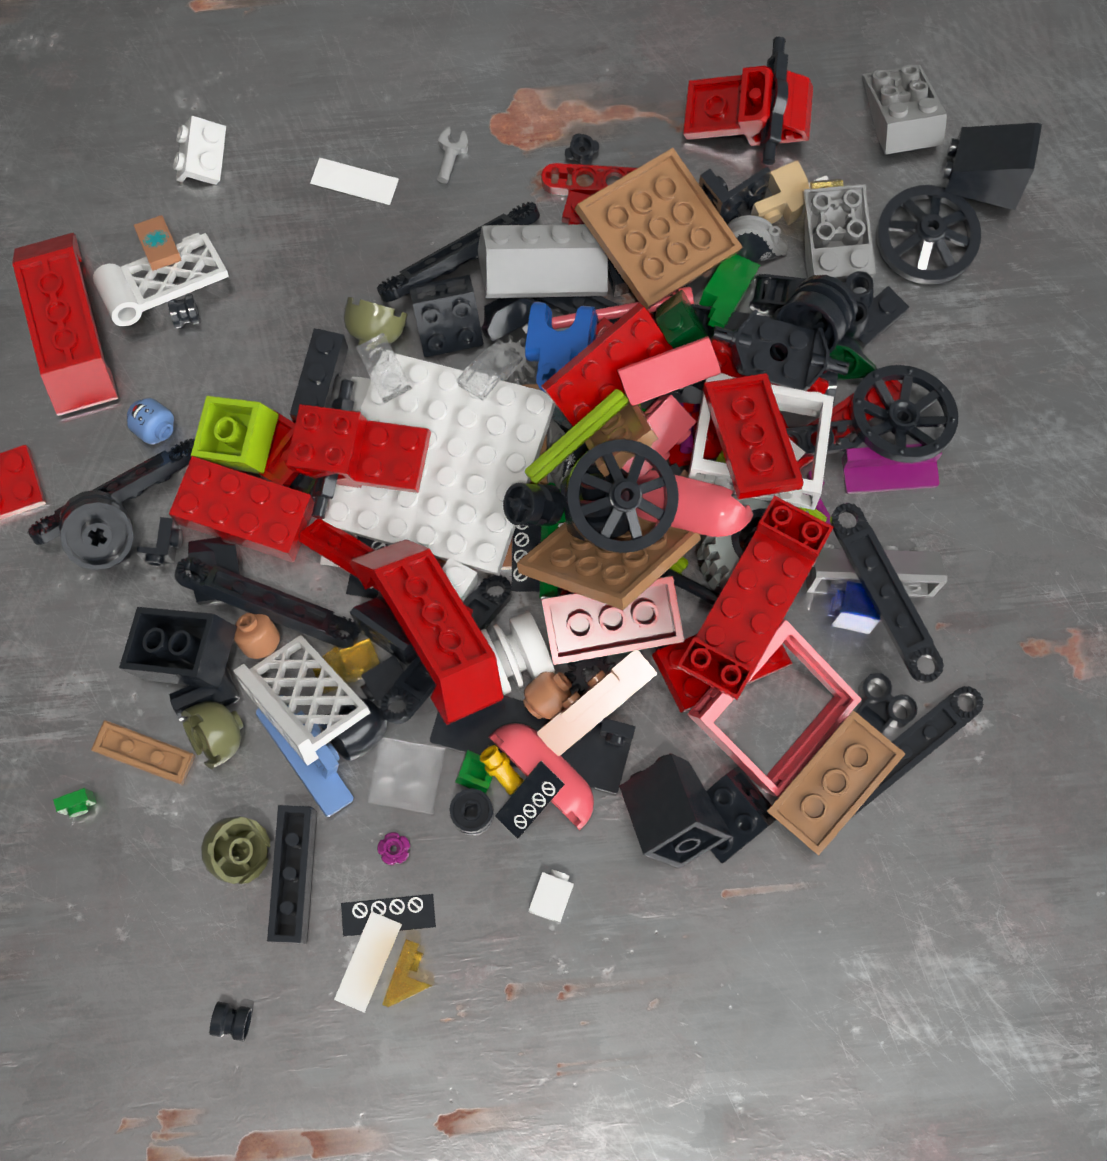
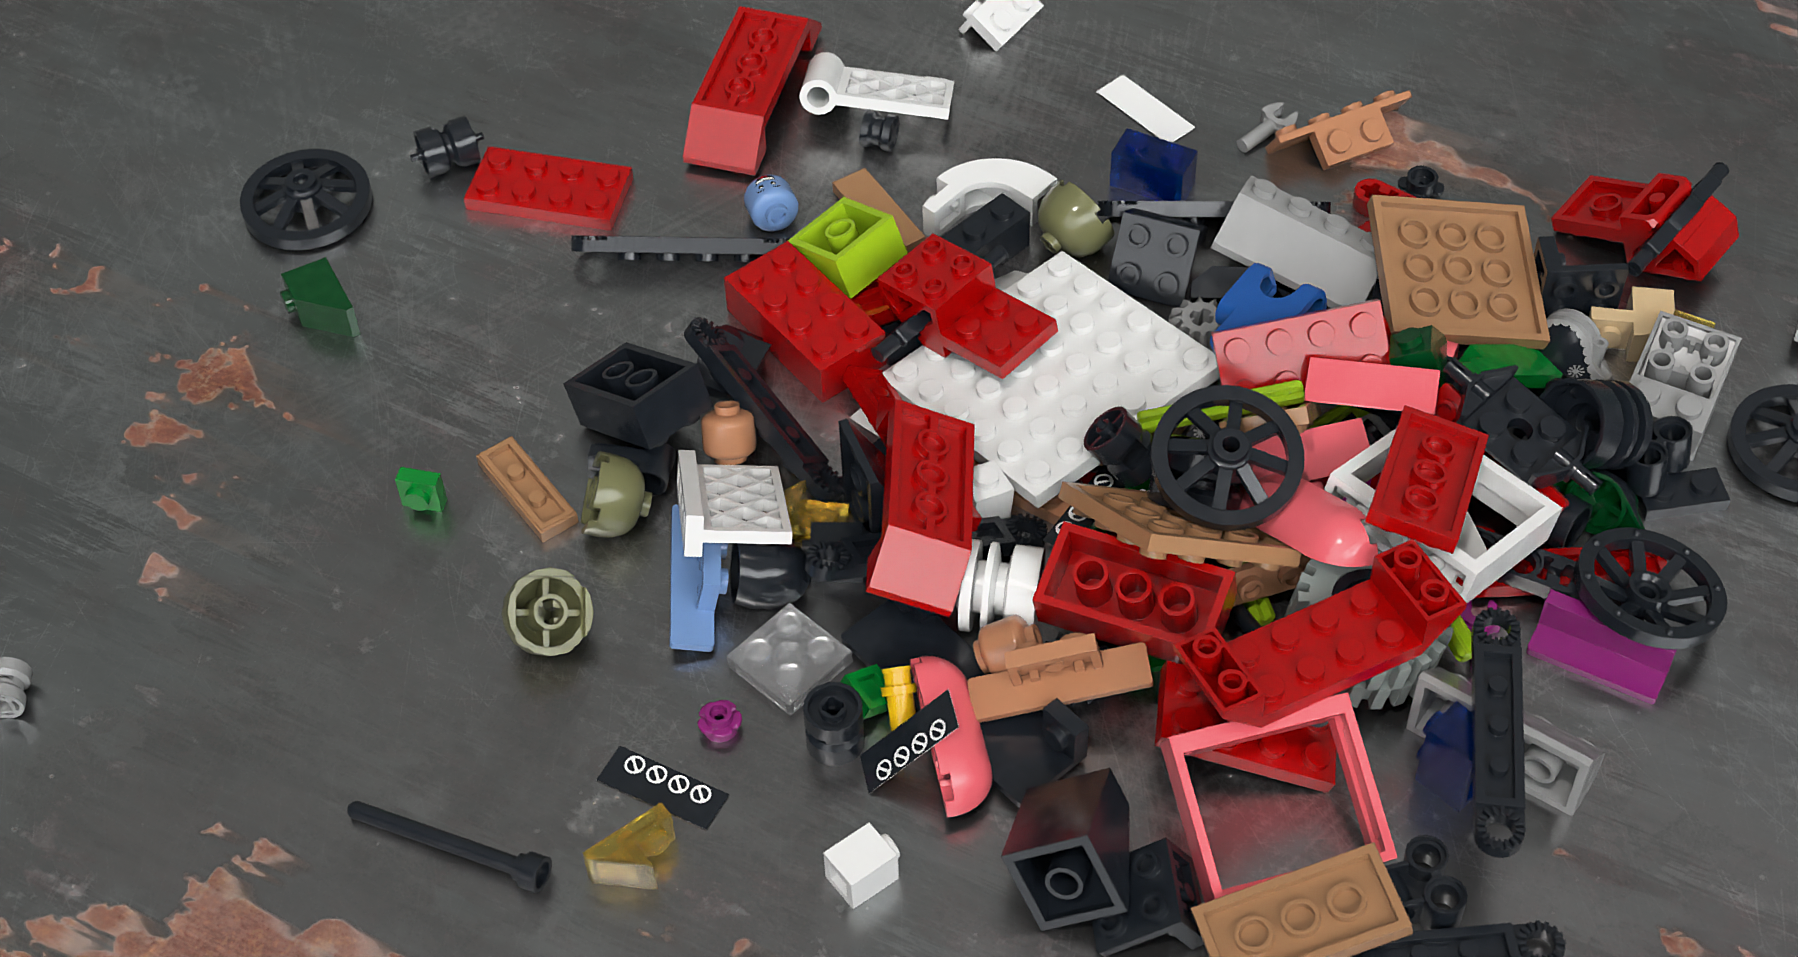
camera: 35 degrees right, 25 degrees down
(95, 548) = (622, 238): black wheel -> none
(157, 242) = (897, 63): nougat tile -> none
(168, 540) = (708, 304): black bracket -> none
(226, 380) = (866, 190): none -> medium nougat tile
(228, 1021) = (405, 781): black wheel -> none
(292, 316) = (977, 183): none -> white arch
(292, 874) = (586, 674): black brick -> none
(348, 1029) = (528, 869): none -> black piece
(367, 962) = (600, 819): white sticker -> none
(383, 367) = (1050, 256): clear plate -> none
(397, 238) = (1153, 167): none -> clear blue brick
(488, 369) = (1162, 306): clear slope -> none
(509, 131) = (1345, 136): none -> nougat bracket

